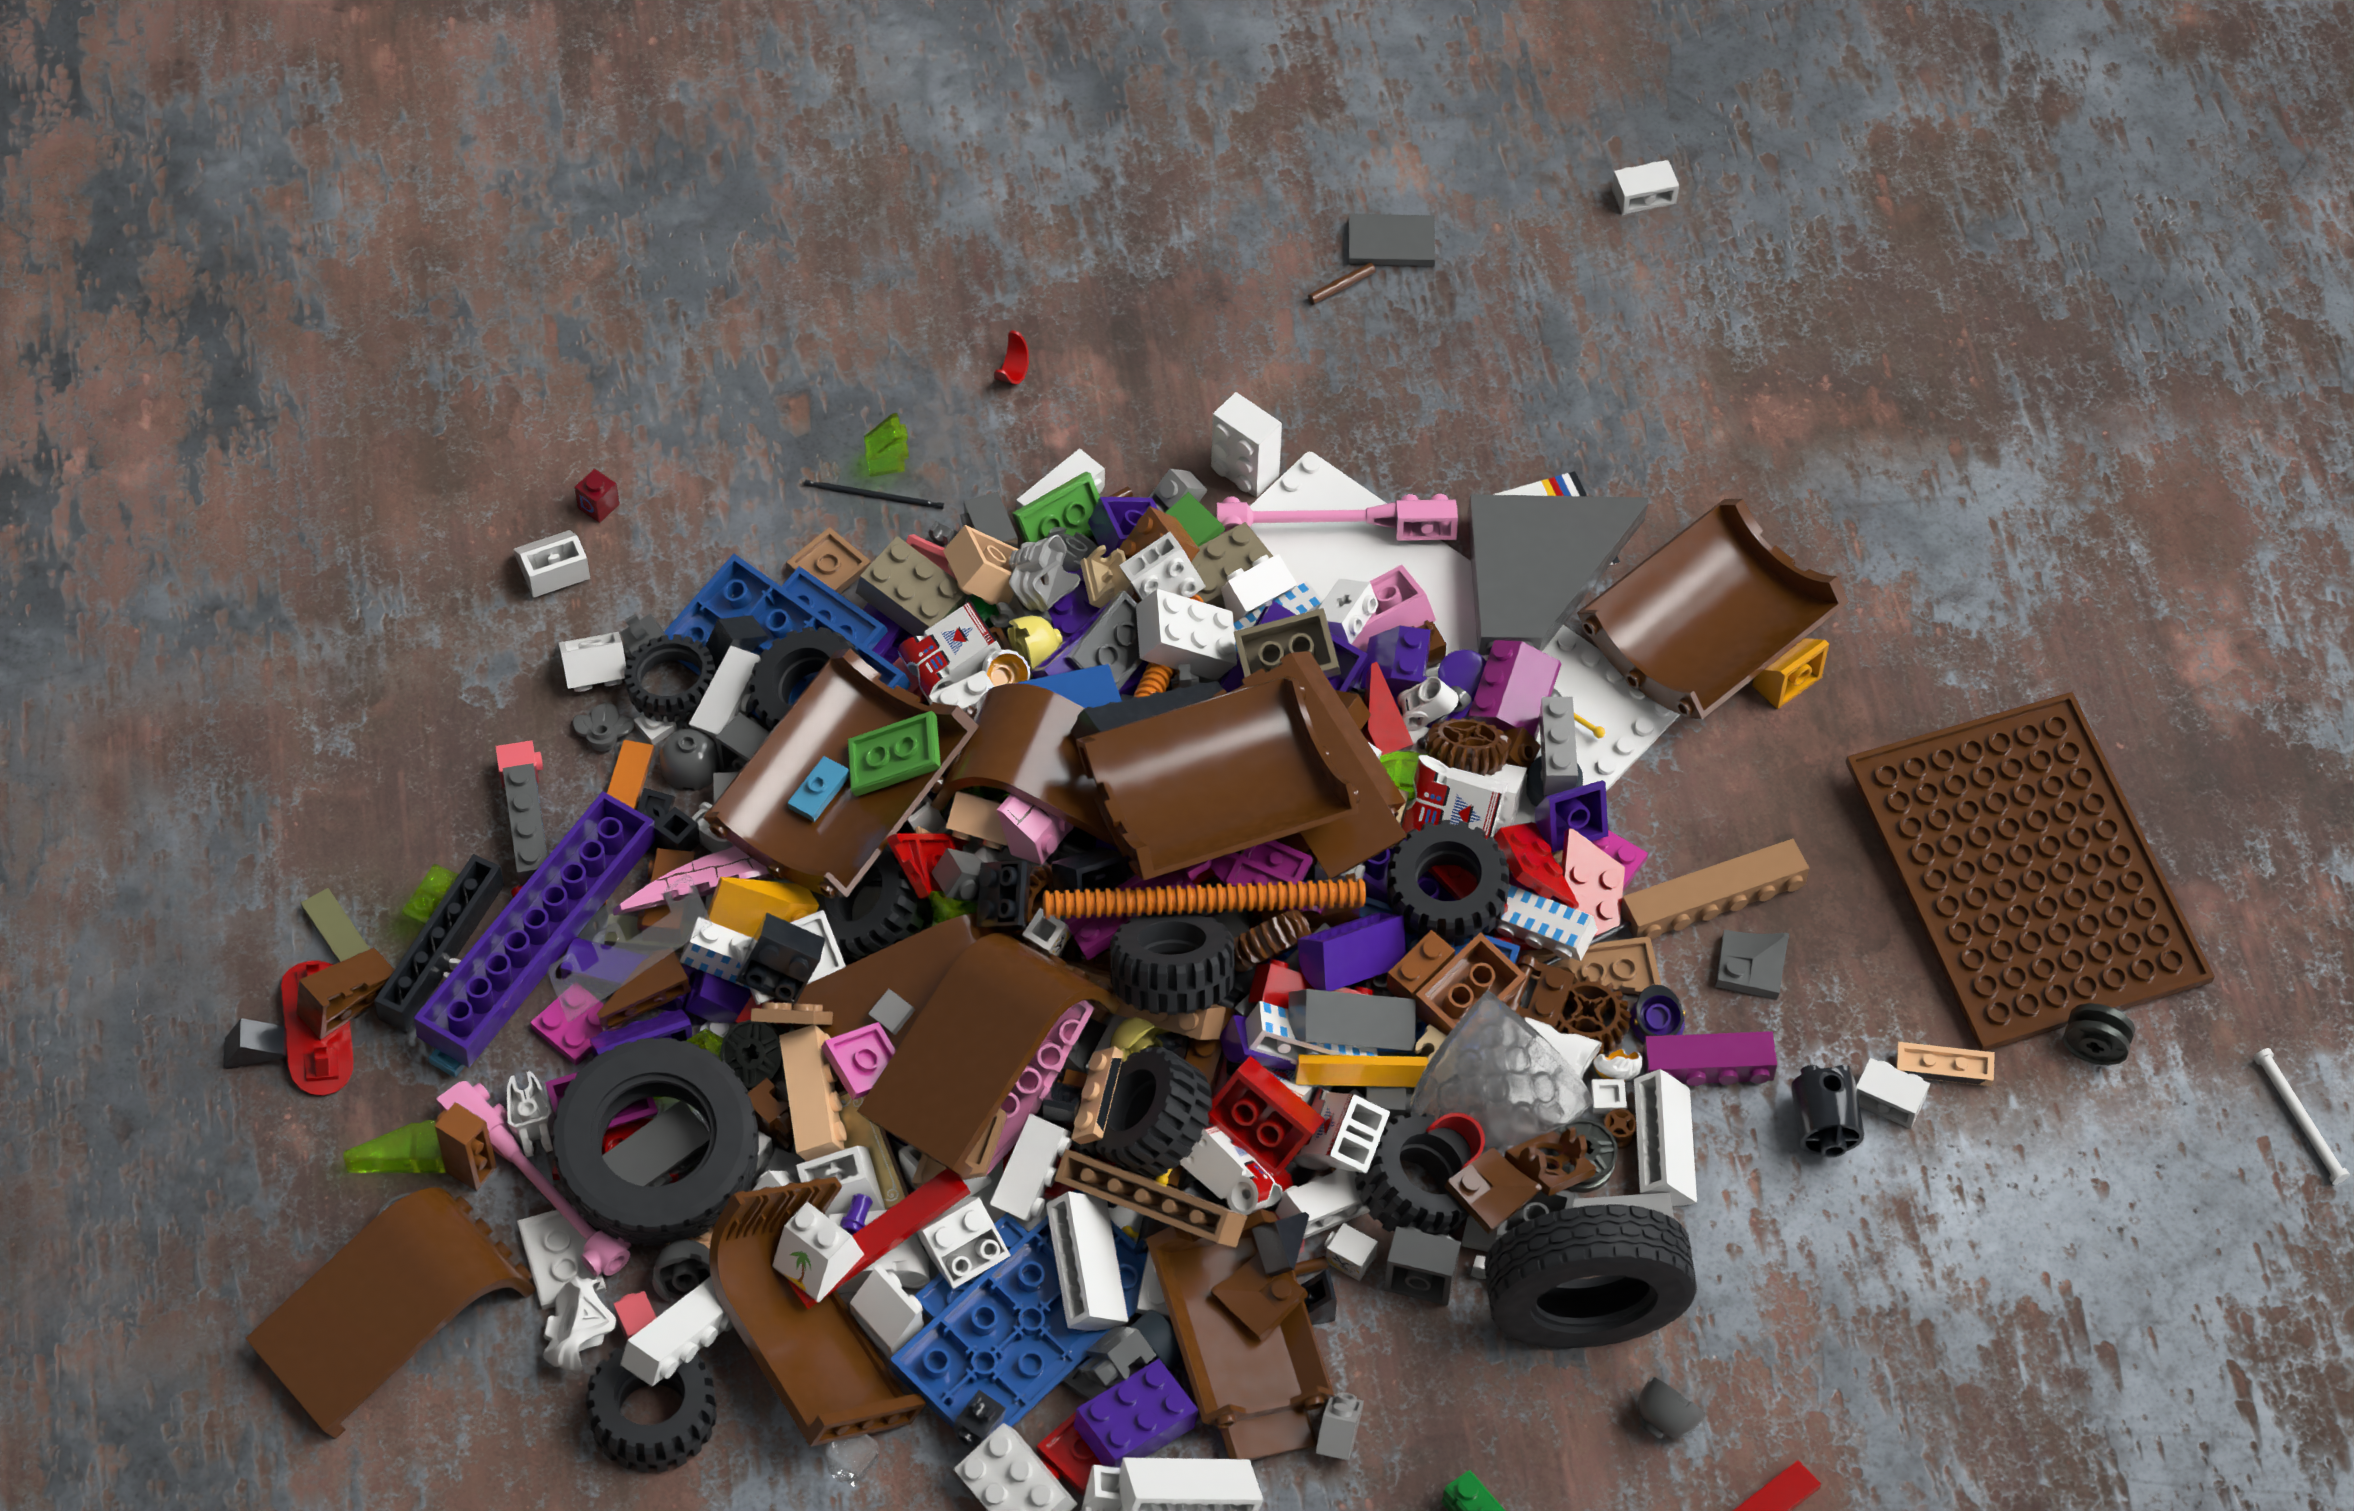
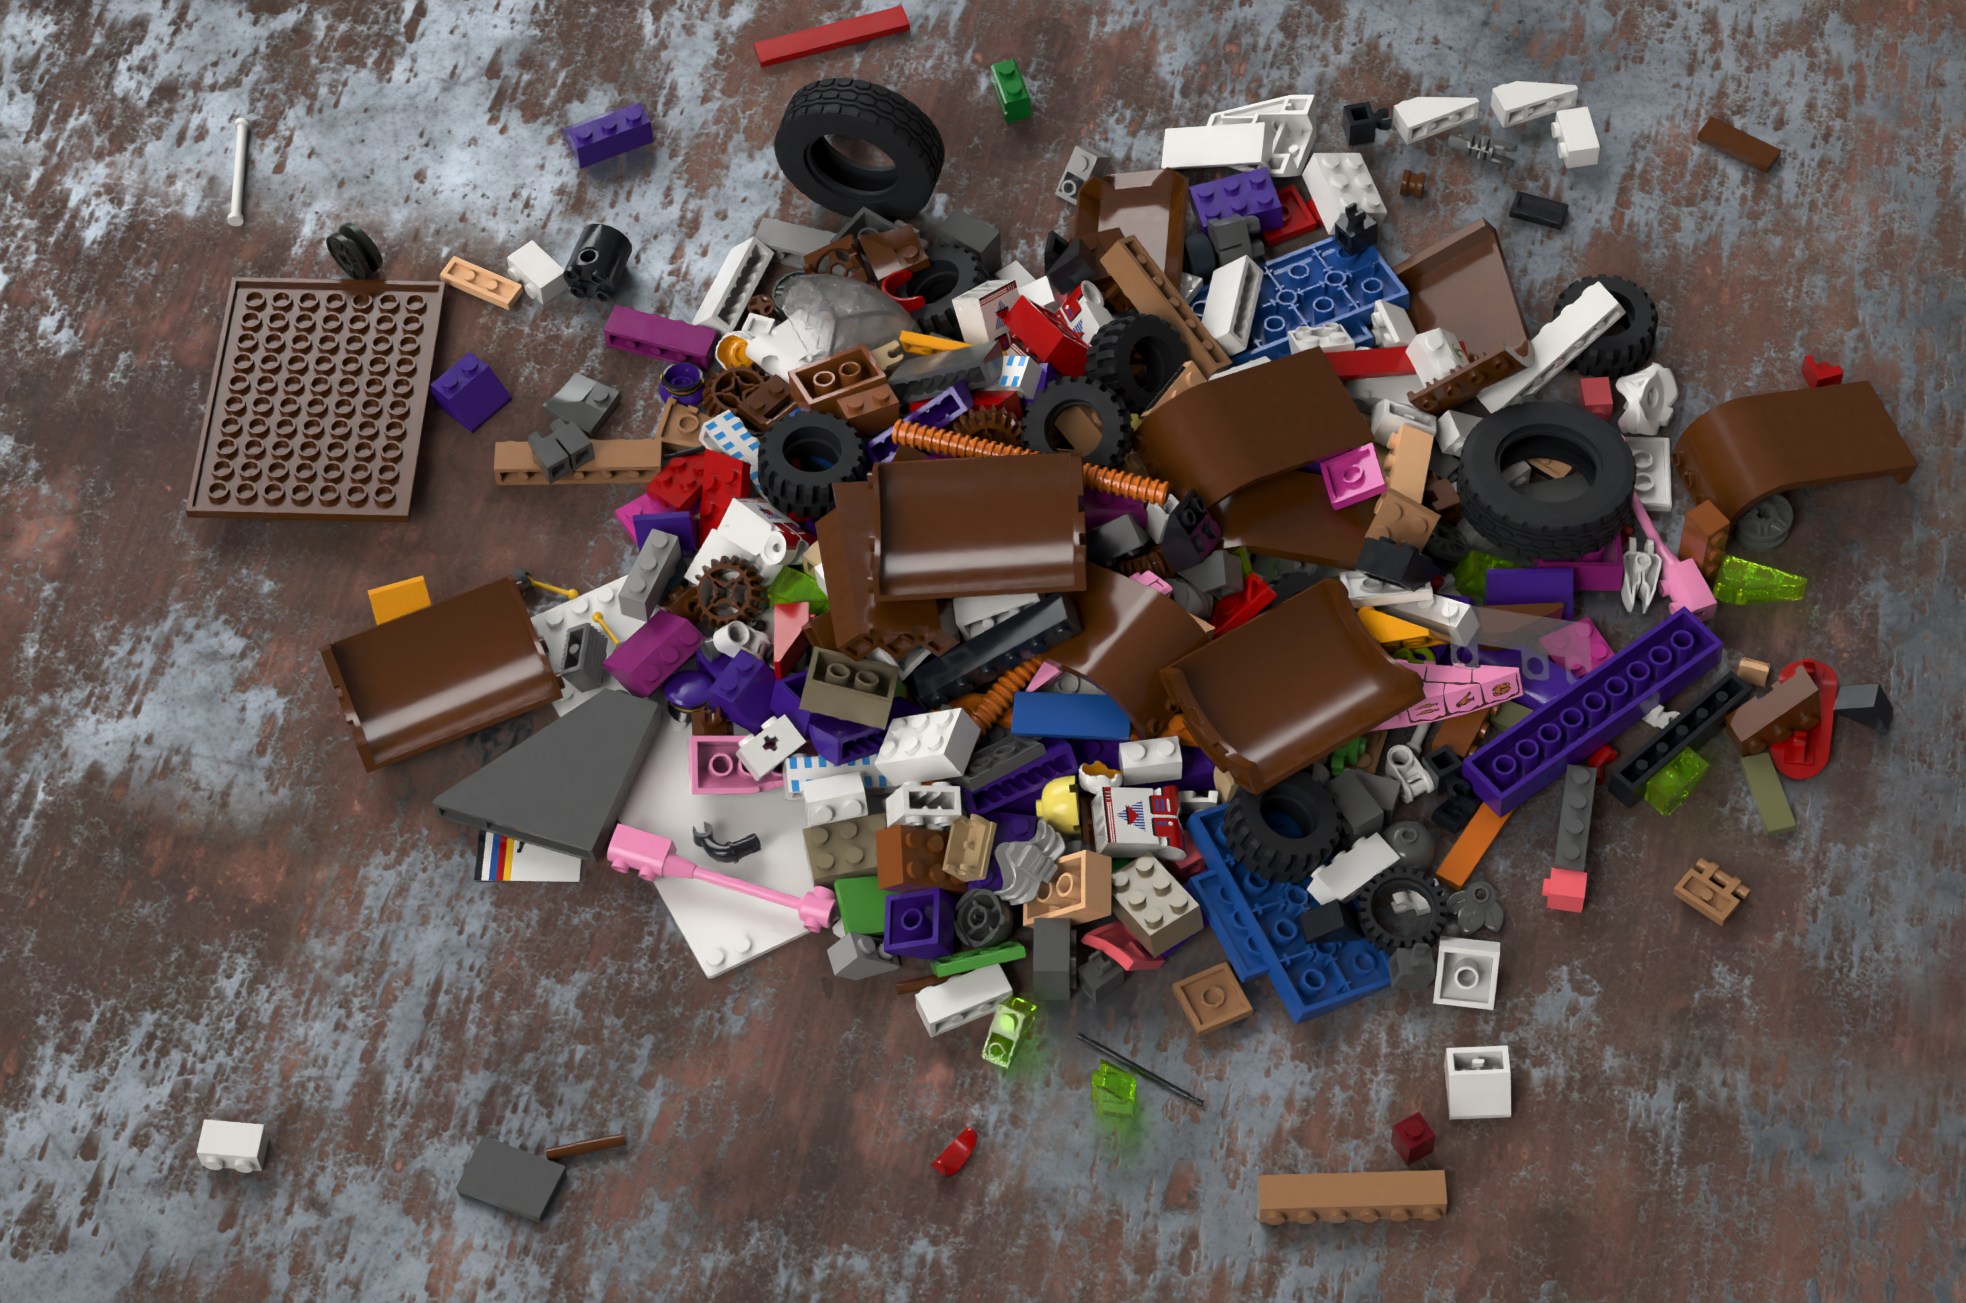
camera: 155 degrees left, 0 degrees up
(374, 803) = (1708, 897): none -> medium nougat plate
(382, 1060) = (1753, 671): none -> light nougat slope
(382, 1442) = (1821, 373): none -> red panel
(637, 435) = (1352, 1196): none -> medium nougat brick
(819, 788) = (1313, 697): dark azure plate -> none
(856, 1214) = (1403, 384): dark purple pin -> none
(891, 1011) = (1317, 508): light grey tile -> none
(894, 753) = (1239, 685): bright green tile -> none
(1007, 476) = (1008, 1031): none -> clear neon green slope
(1246, 445) = (775, 958): white brick -> none
(1345, 544) = (726, 852): none -> black piece
(1583, 669) = (583, 657): none -> flat silver brick
(1697, 753) = (527, 581): none -> hinge
(1730, 862) = (561, 450): none -> dark grey hips
(1874, 930) = (470, 392): none -> dark purple slope
(1923, 1301) = (608, 134): none -> dark purple slope

